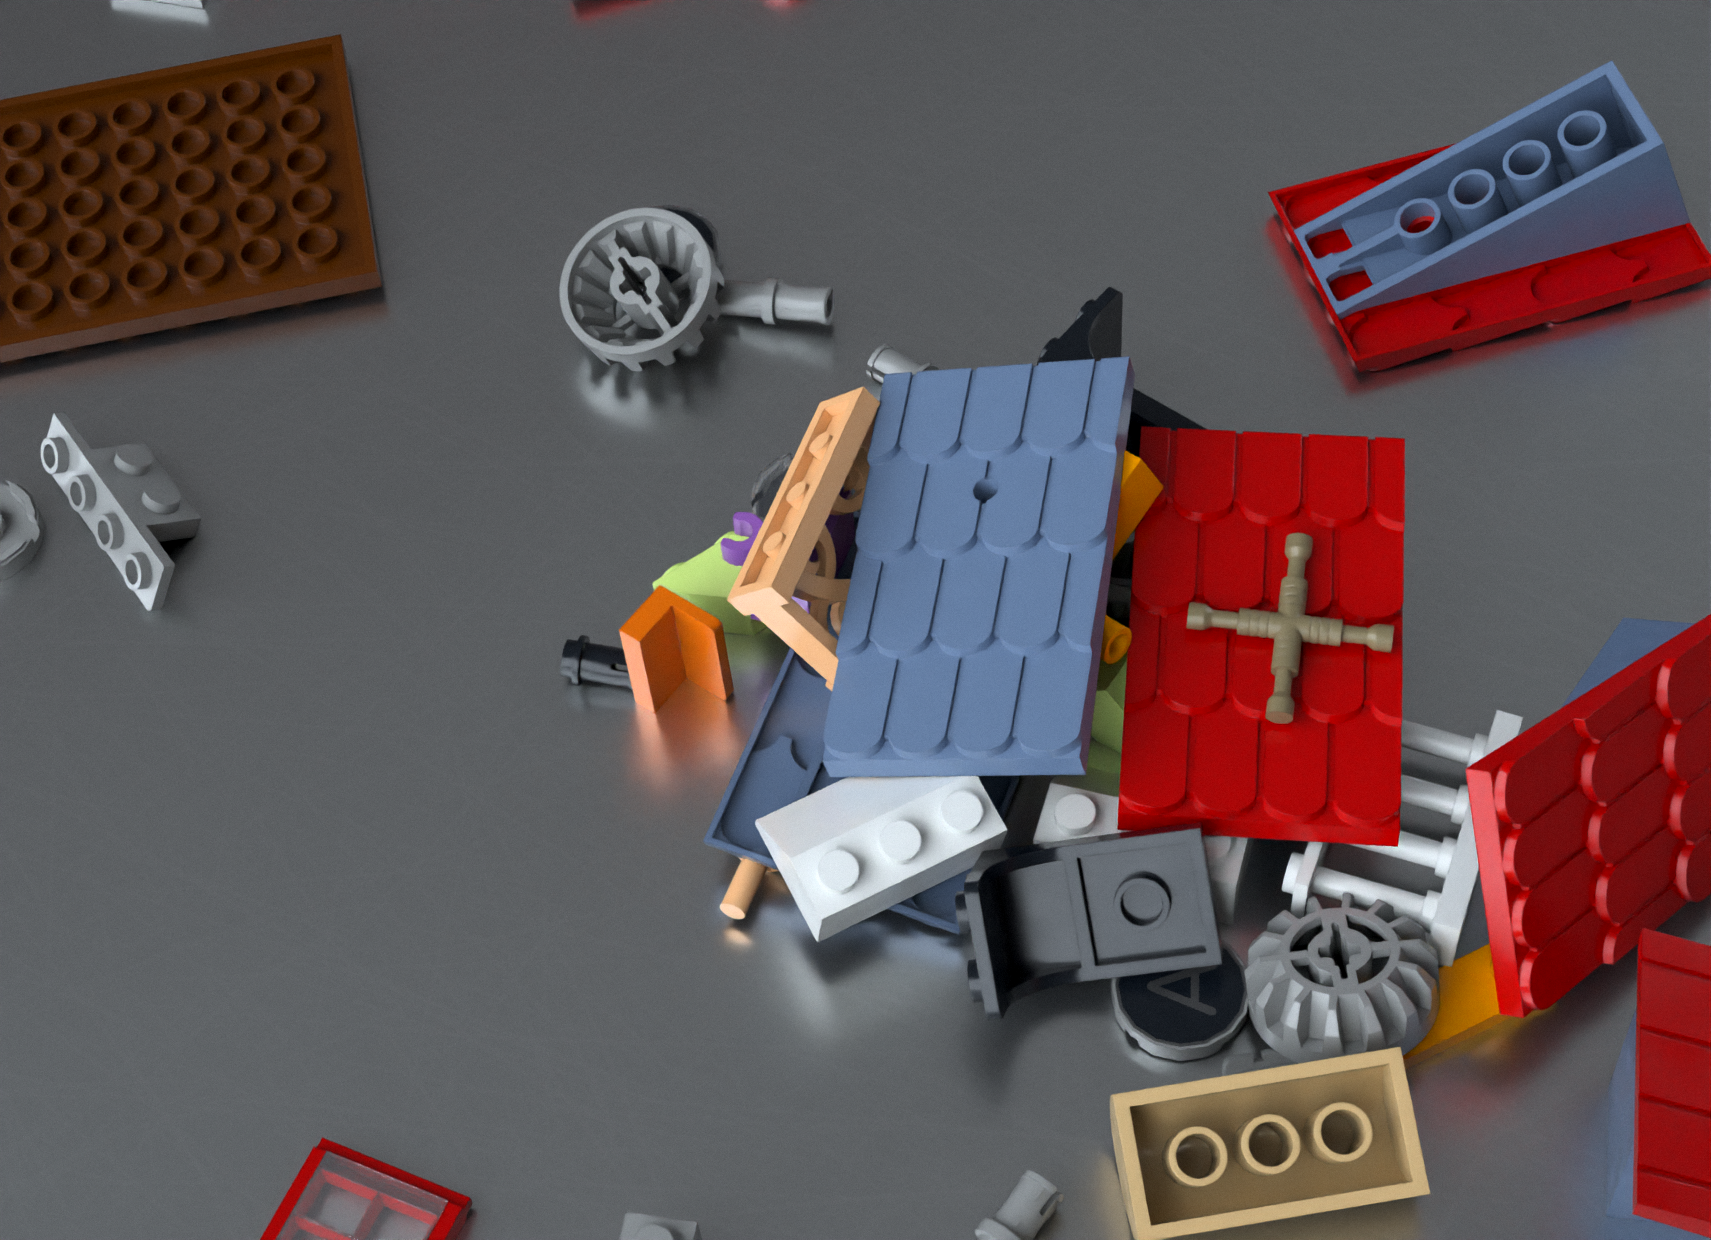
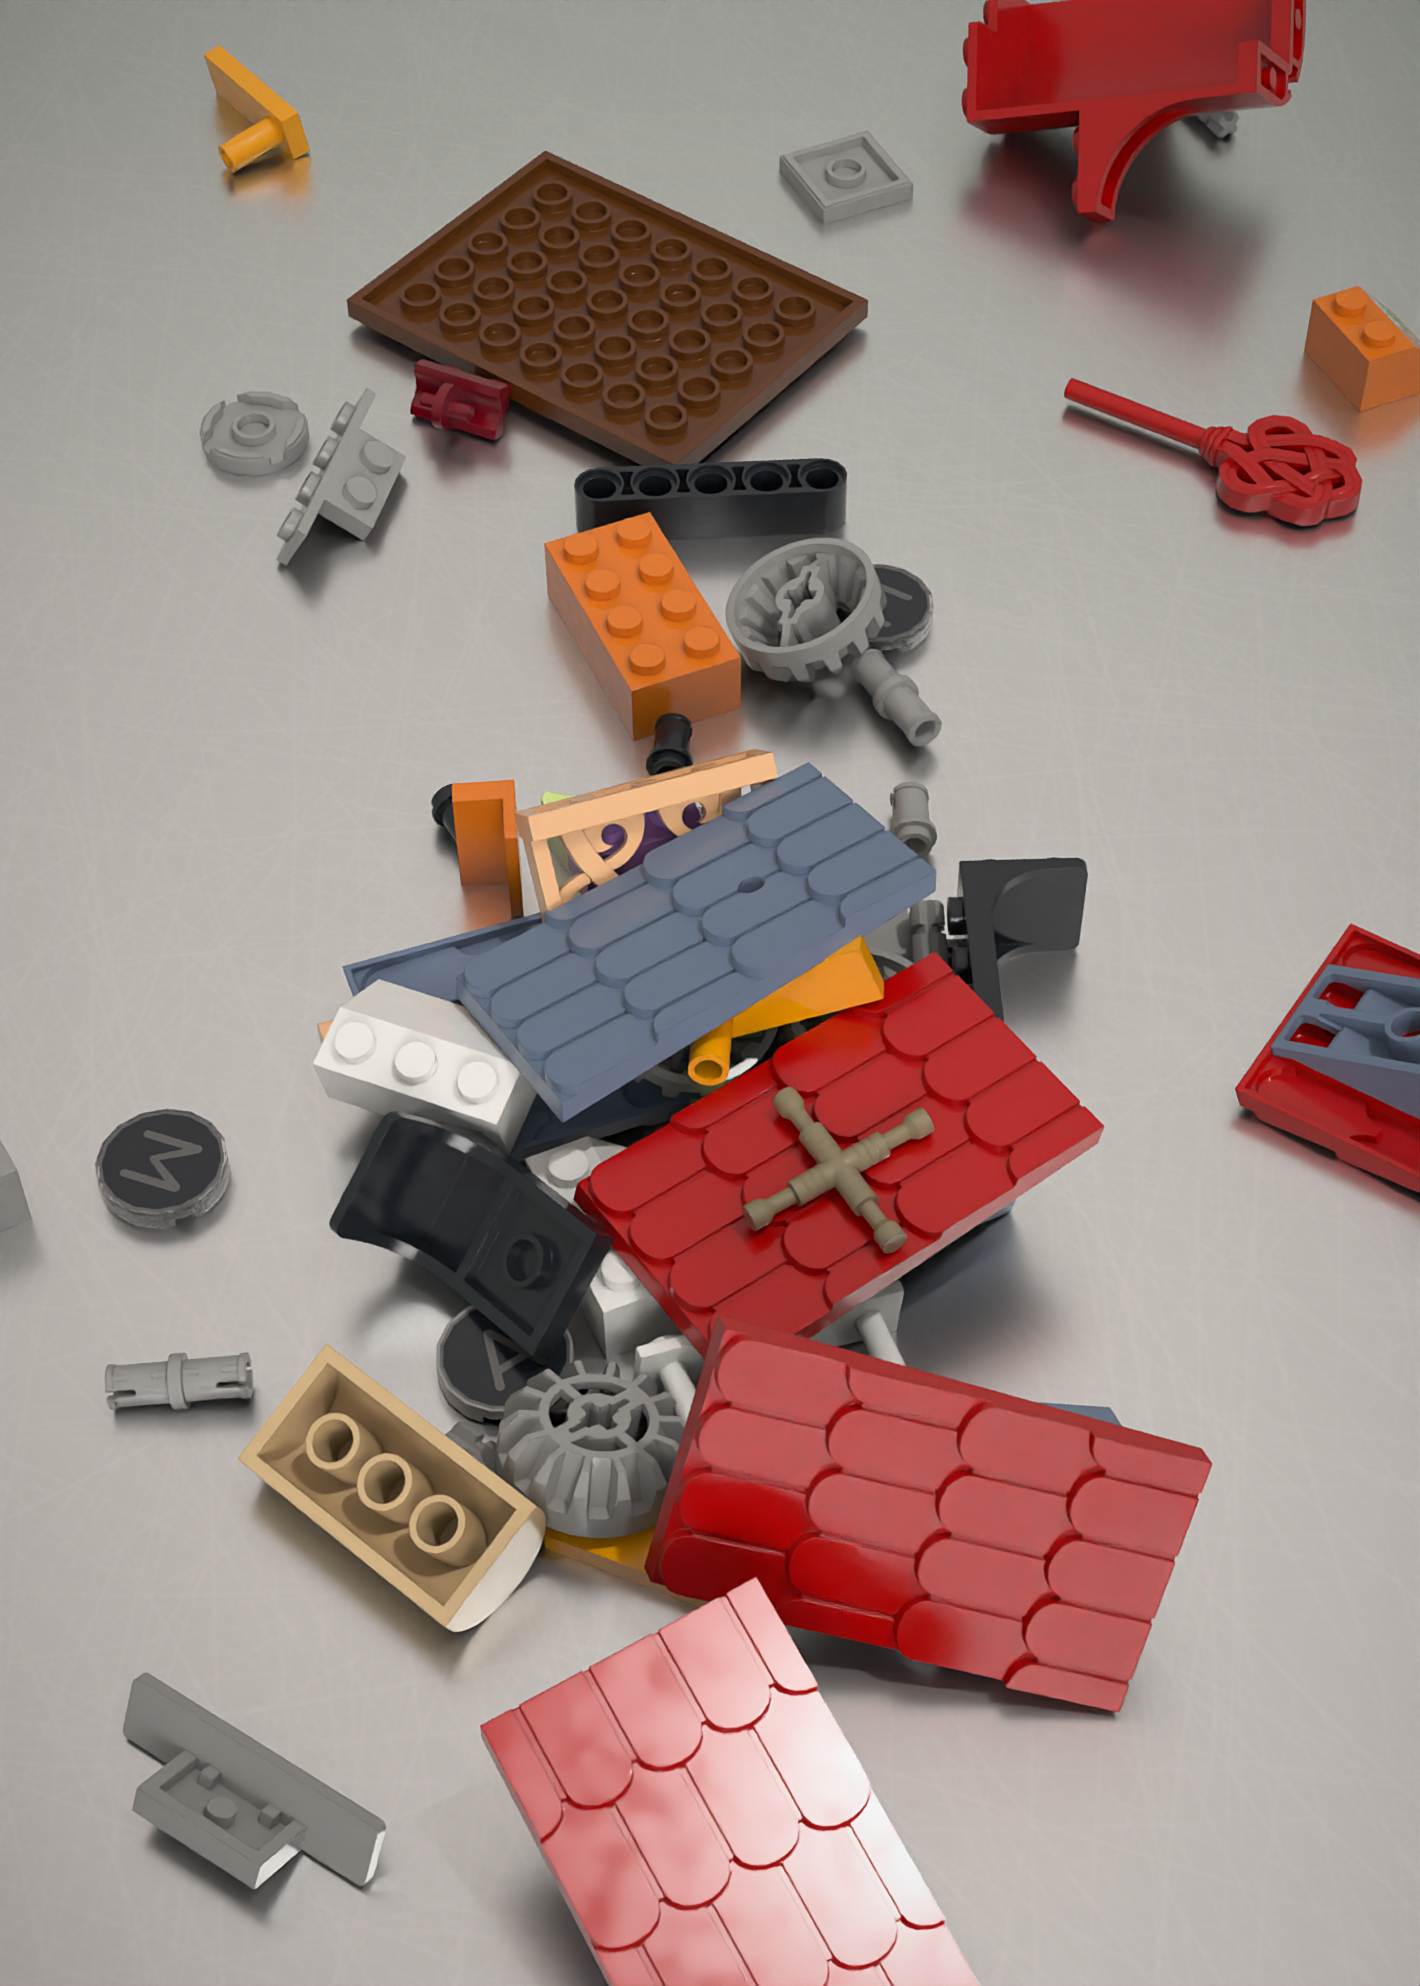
camera: 45 degrees right, 5 degrees down
(127, 363) = (460, 399): none -> dark red hips
(437, 276) = (718, 497): none -> black beam
(527, 406) = (642, 624): none -> orange brick
(684, 484) = (670, 744): none -> black pin
(756, 1118) = (162, 1168): none -> tile

